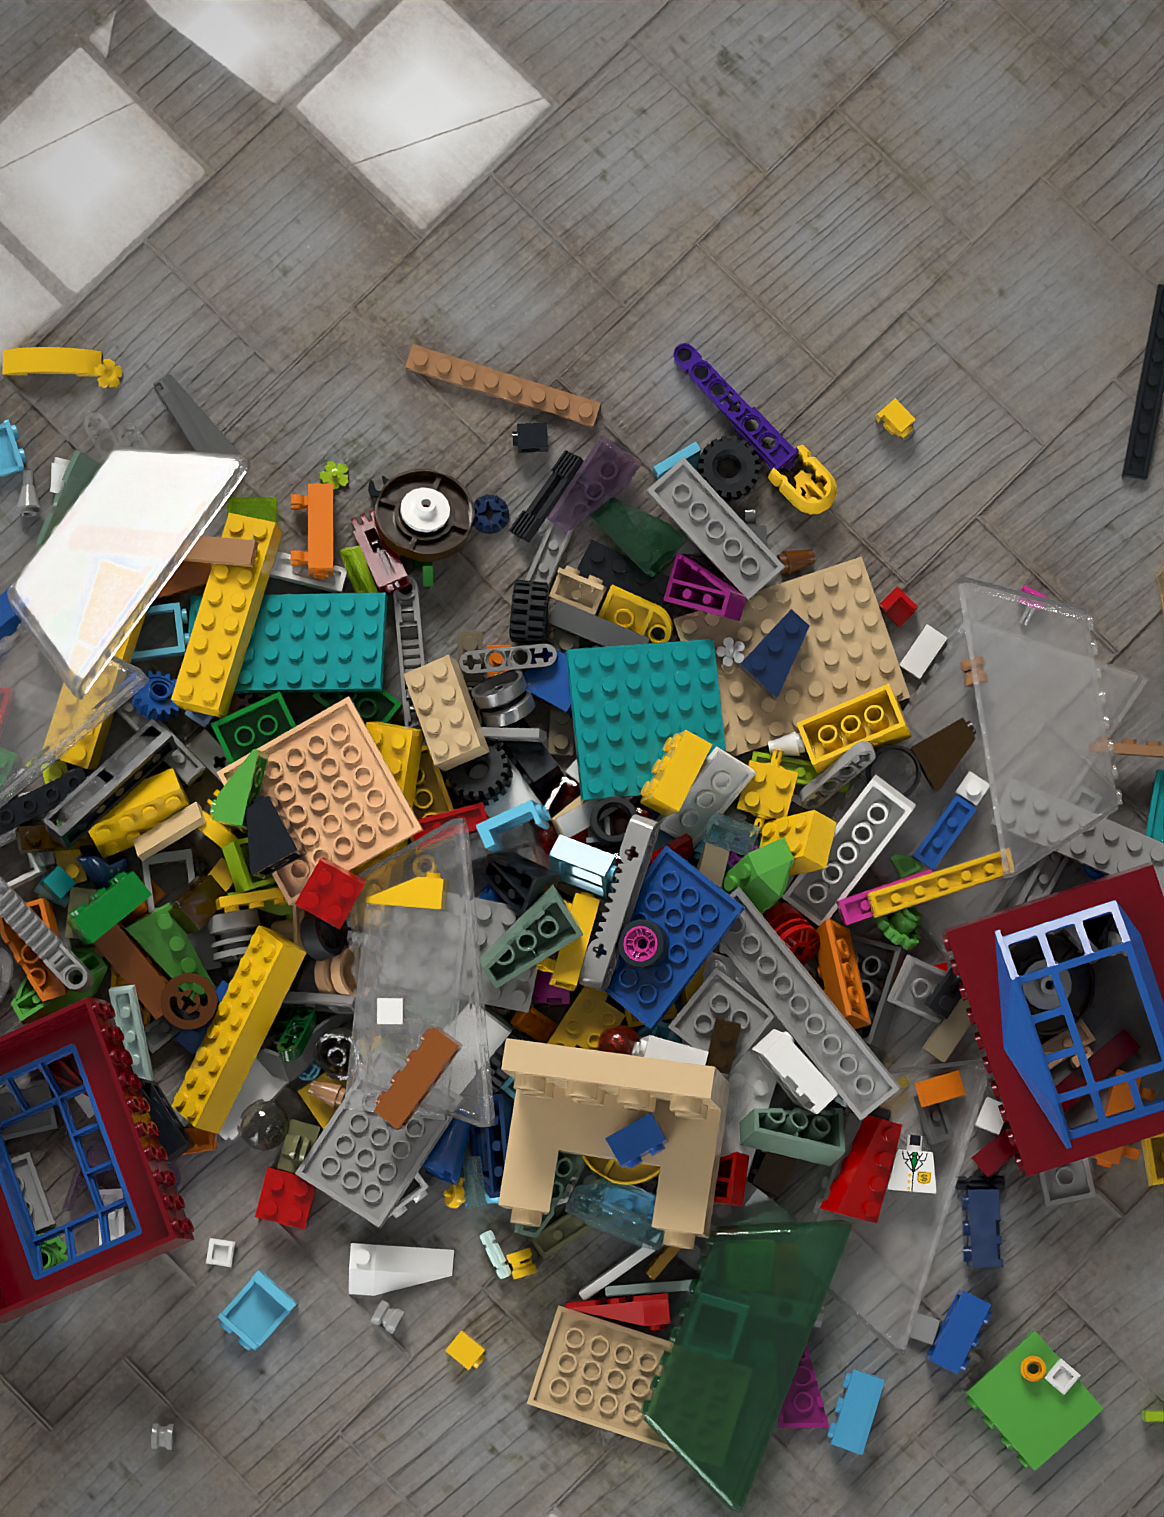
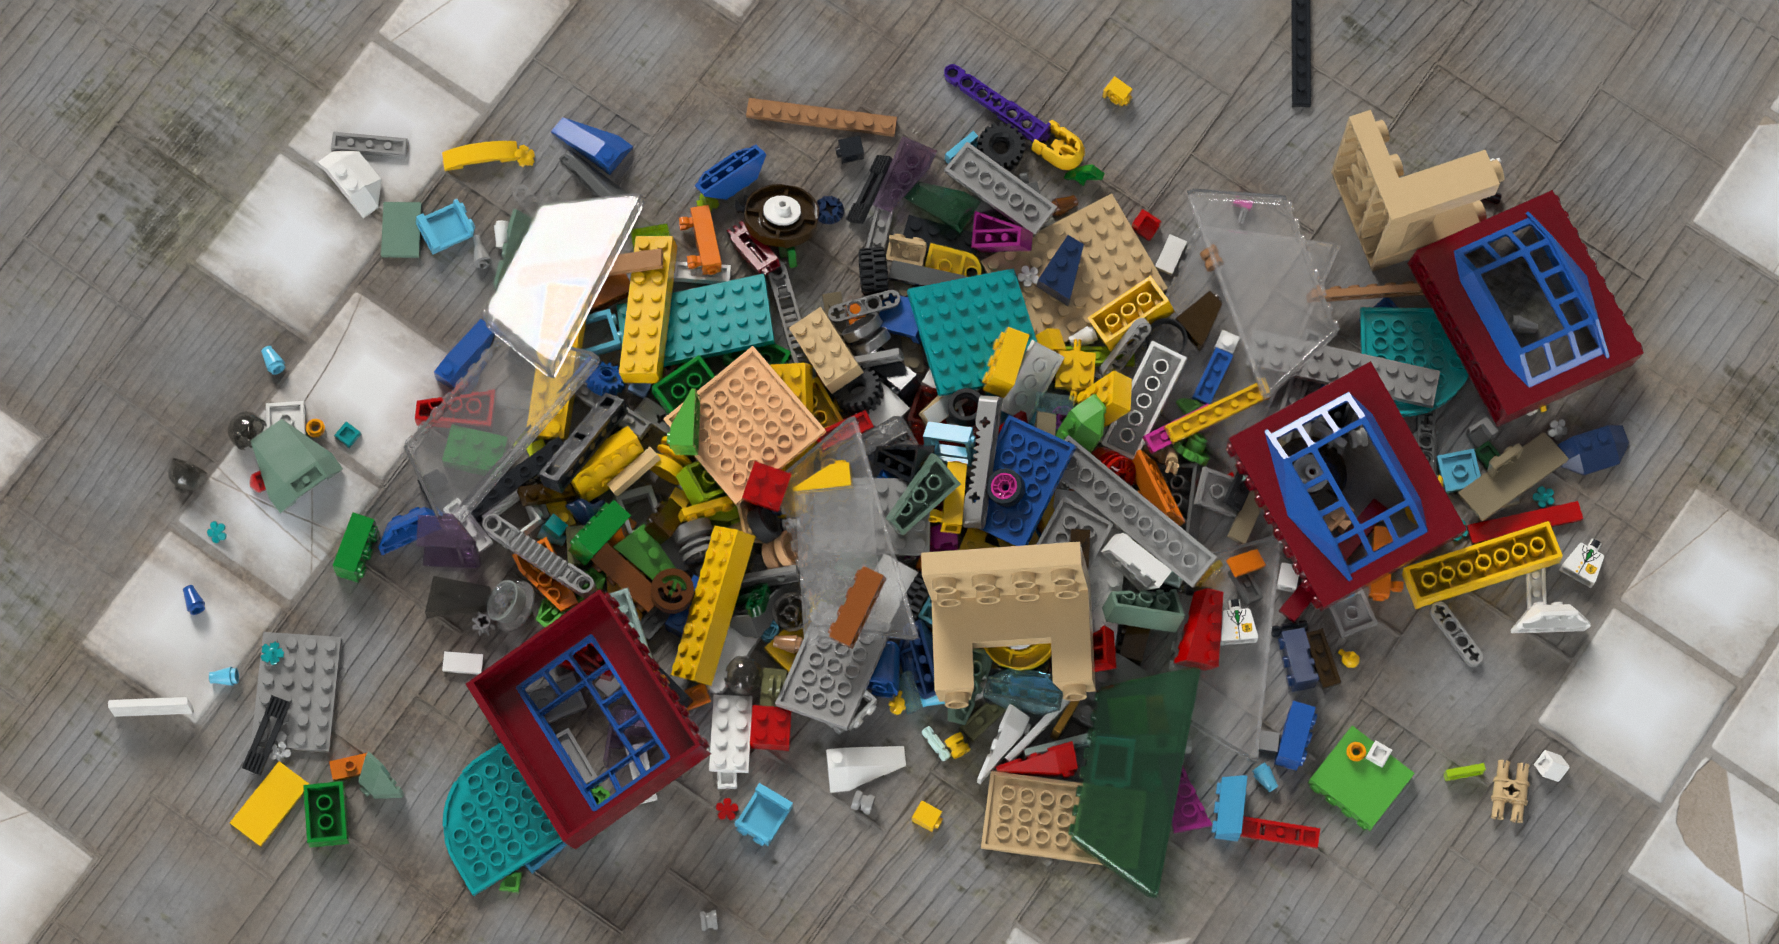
camera: 15 degrees left, 10 degrees down
(205, 374) = (598, 146): none -> blue wedge
(213, 1292) = (726, 809): none -> red plant
(234, 1195) = (730, 733): none -> white plate
(270, 837) = (716, 454): black slope -> none
(358, 570) = (738, 262): lime tile -> none
(369, 445) = (732, 173): none -> blue wedge
(390, 1010) = (827, 564): white tile -> none
(491, 828) = (891, 413): medium azure panel -> none
(590, 1261) = (1010, 733): none -> white wedge
(637, 1140) = (1030, 621): blue brick -> none
(743, 745) = (1051, 339): none -> yellow panel
(827, 522) = (1084, 173): none -> green slope
(867, 933) = (1166, 456): none -> tan arm
(910, 1375) = (1265, 777): none -> medium azure cone
(915, 1455) = (1280, 832): none -> red hinge
(1015, 1232) = (1323, 659): none -> dark brown plate
(1049, 1238) = (1349, 658): none -> yellow piece

